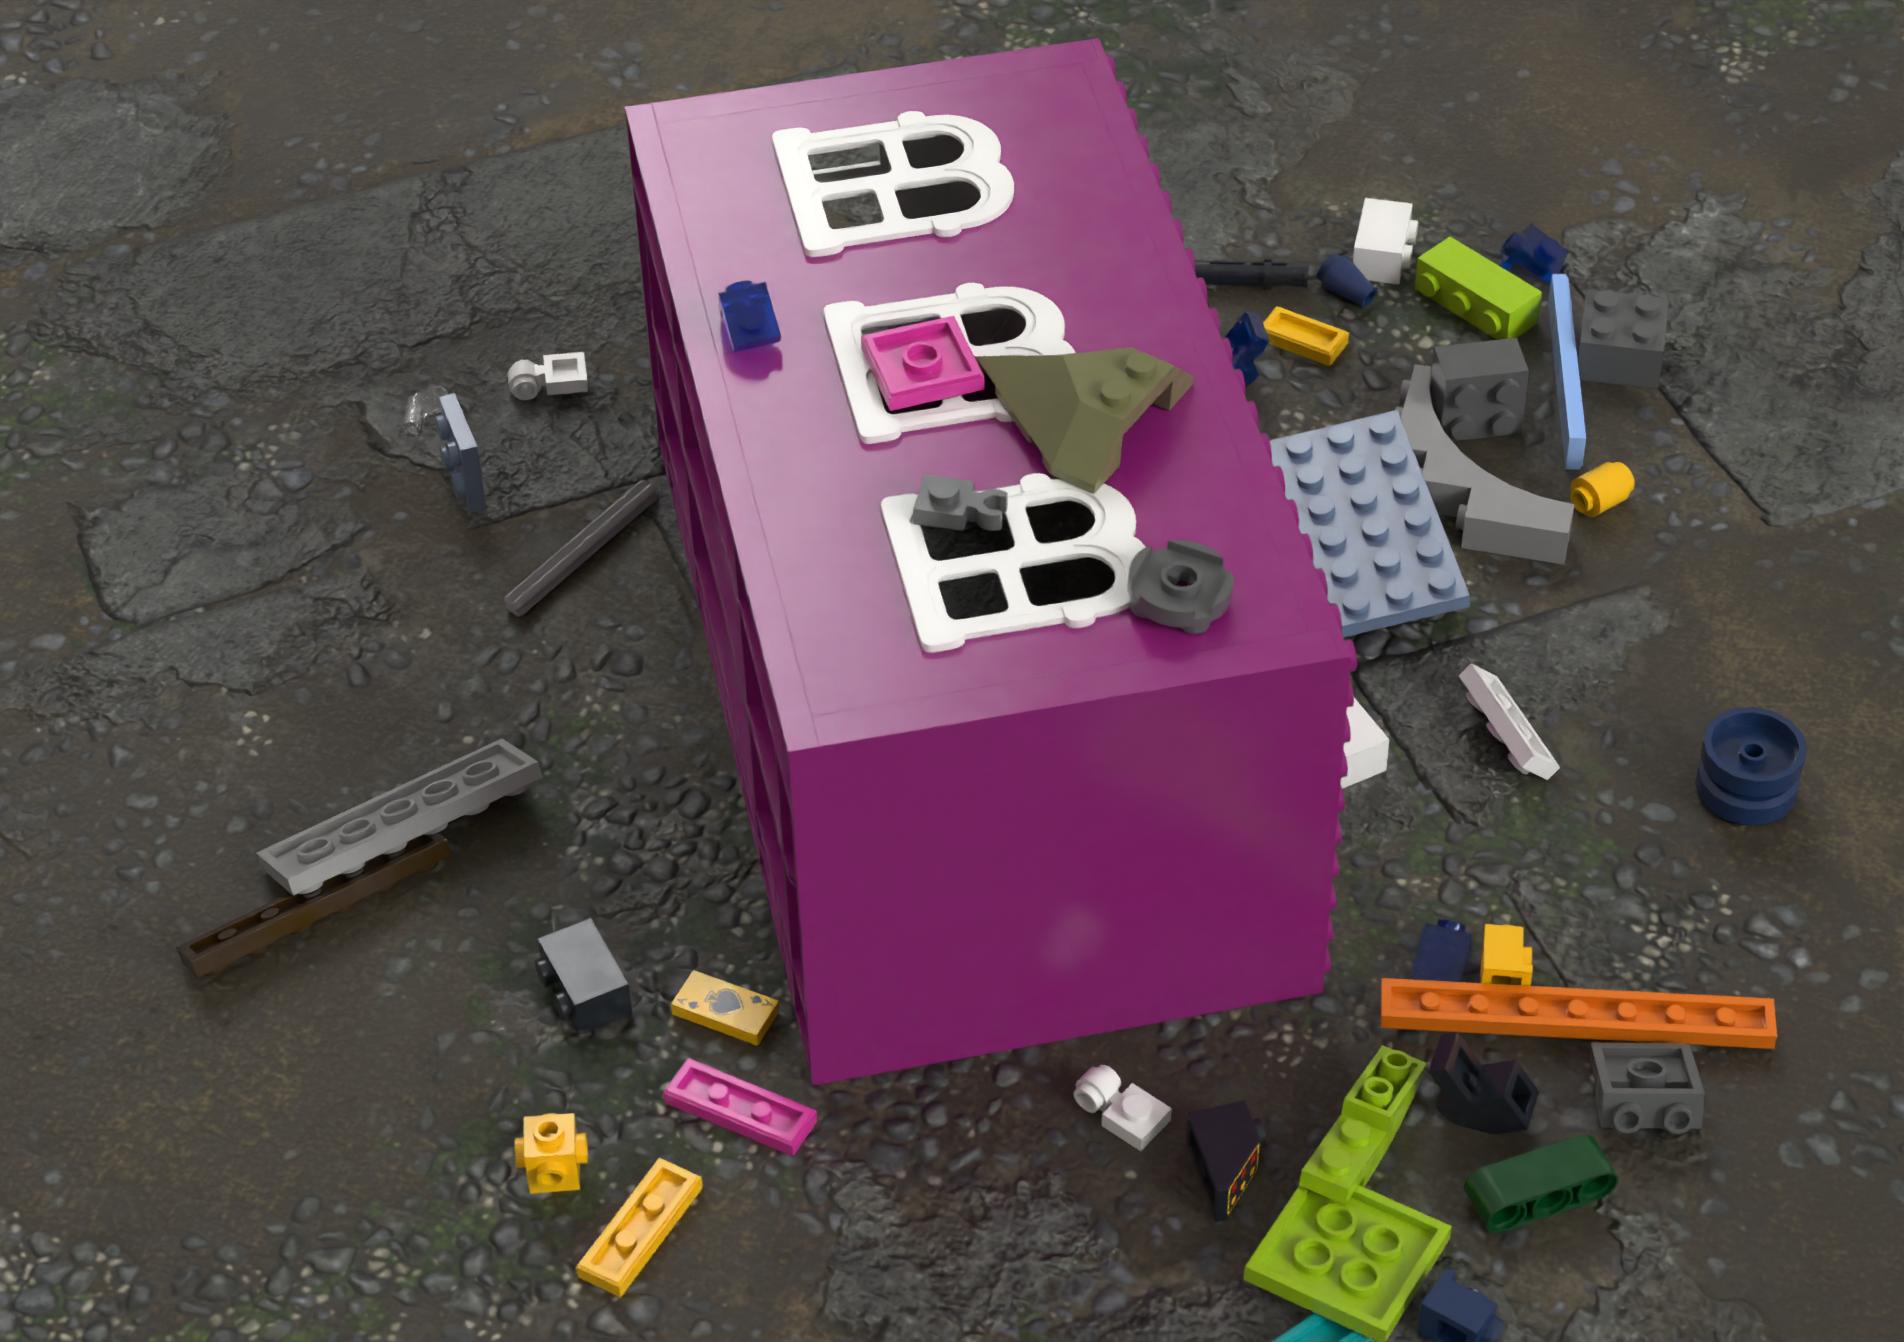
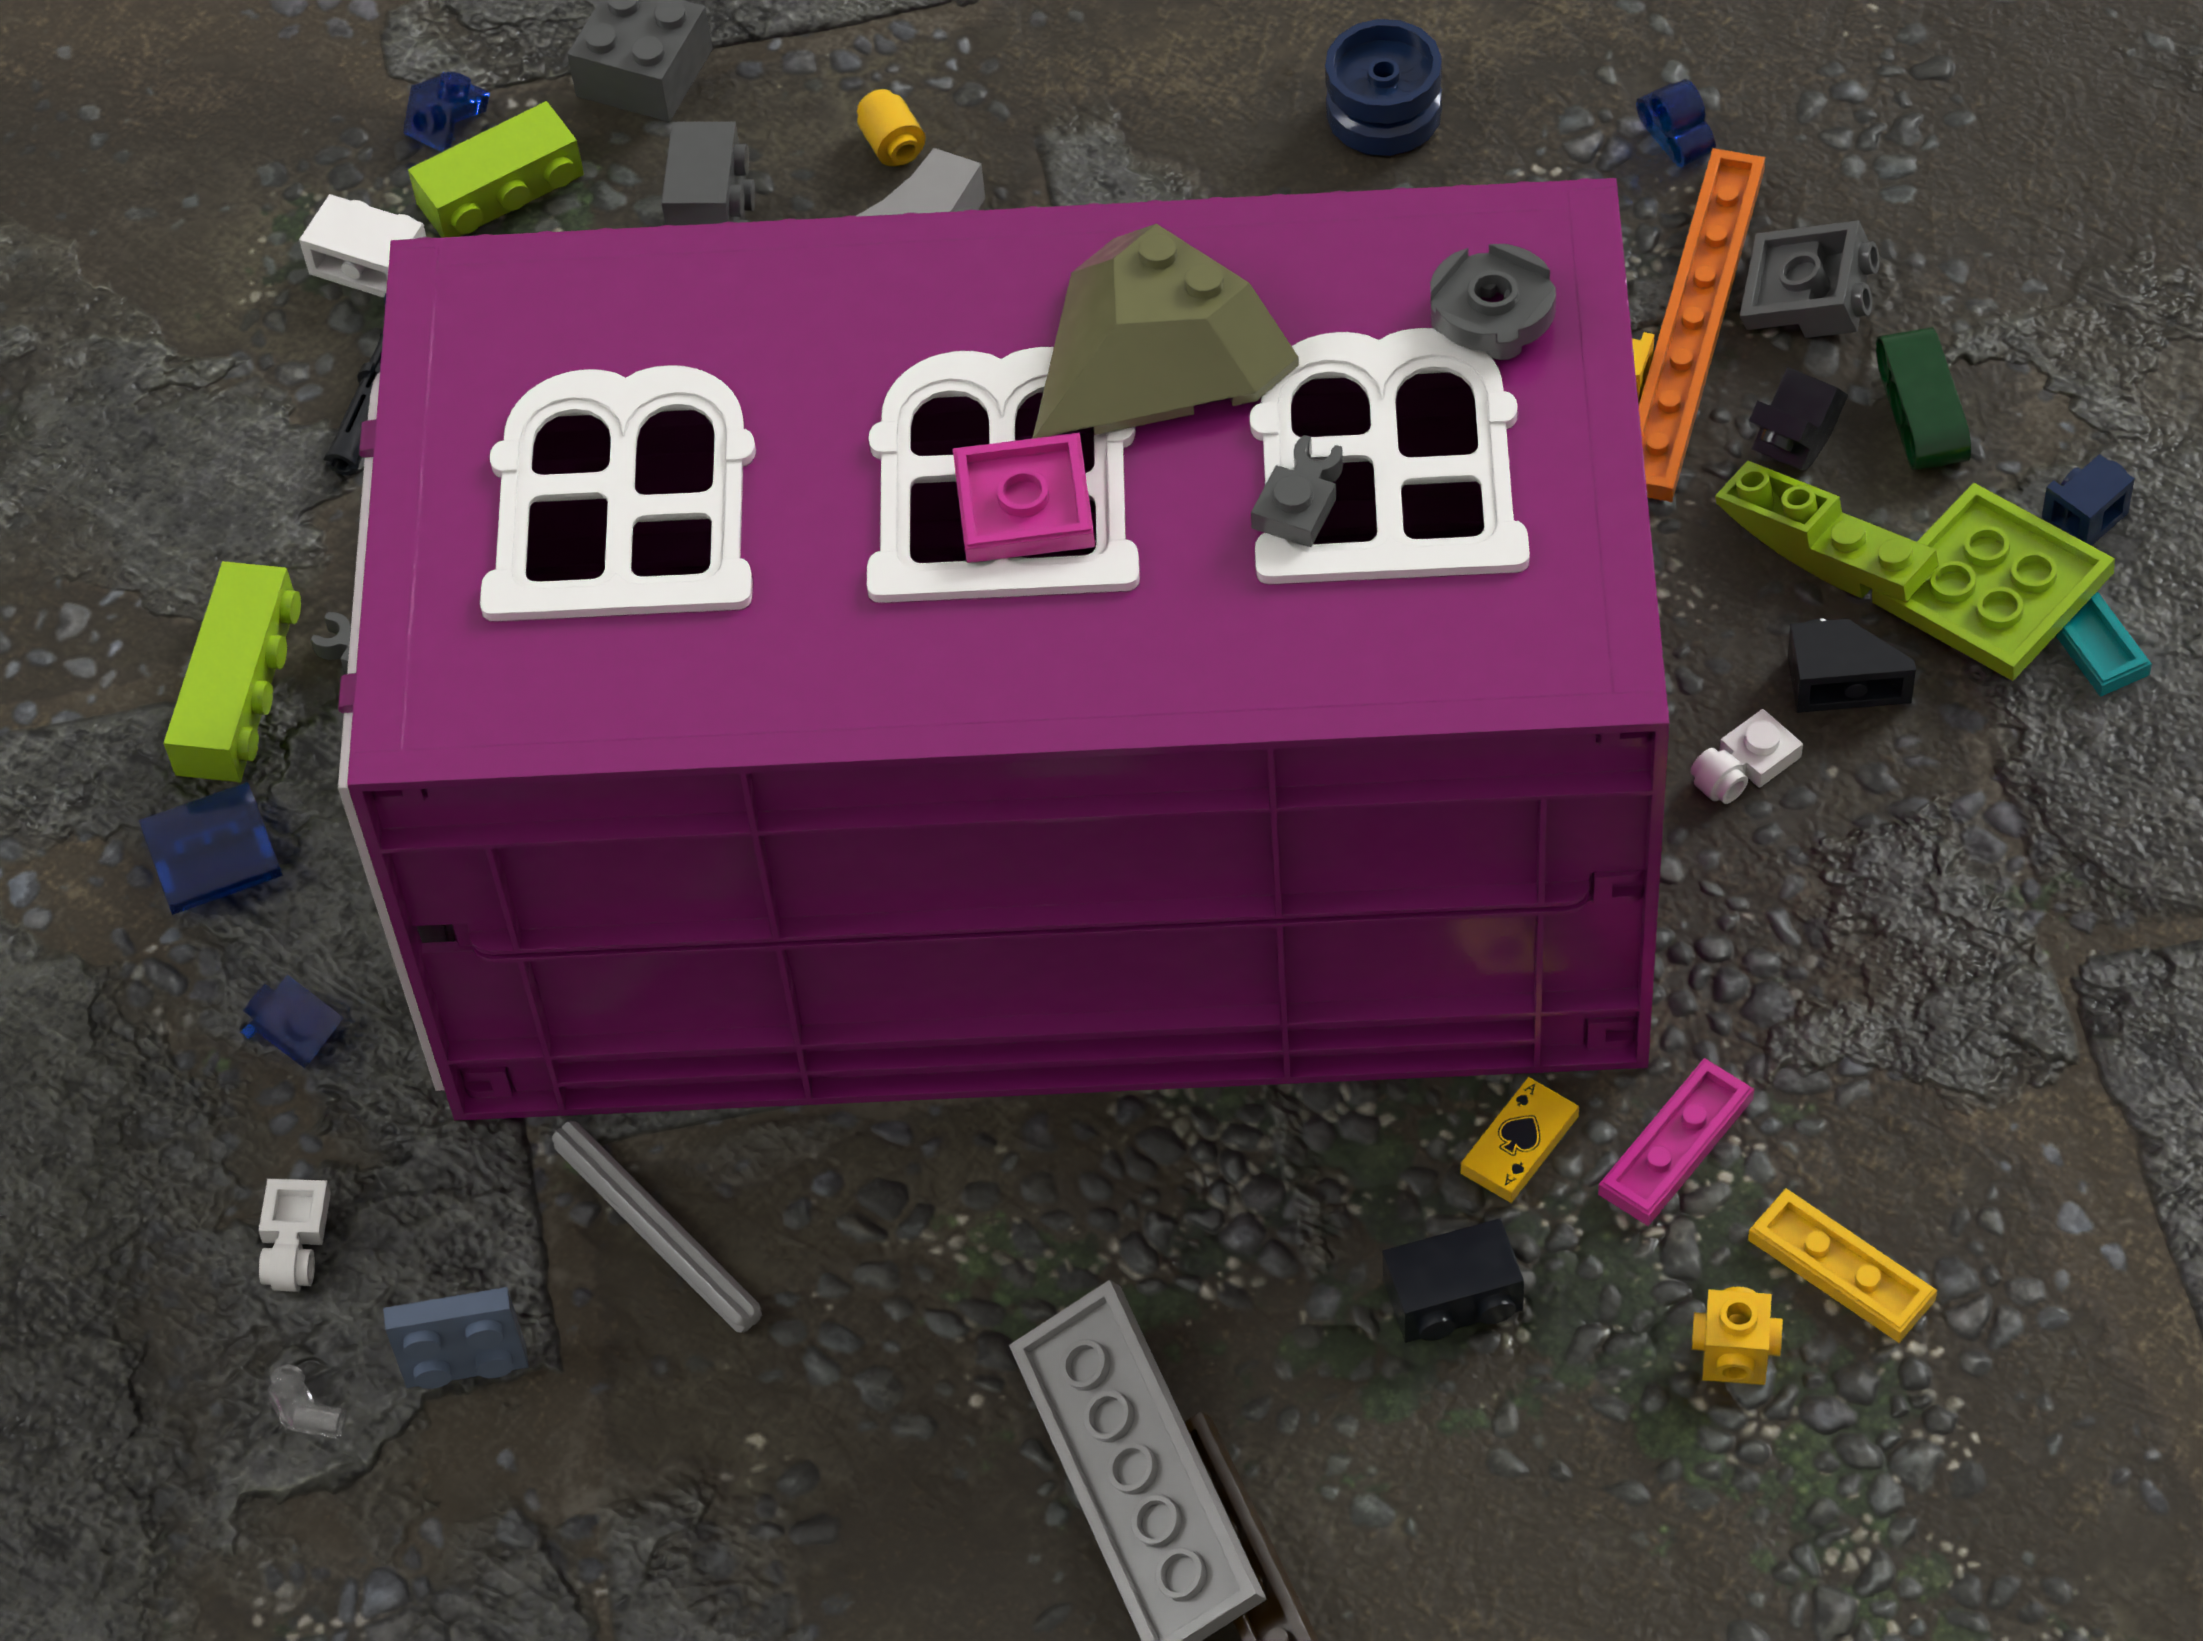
camera: 75 degrees left, 10 degrees up
(748, 315) = (885, 665): clear blue bracket -> none
(1566, 372) = (651, 114): light blue tile -> none
(1799, 973) = (1677, 121): none -> clear blue piece

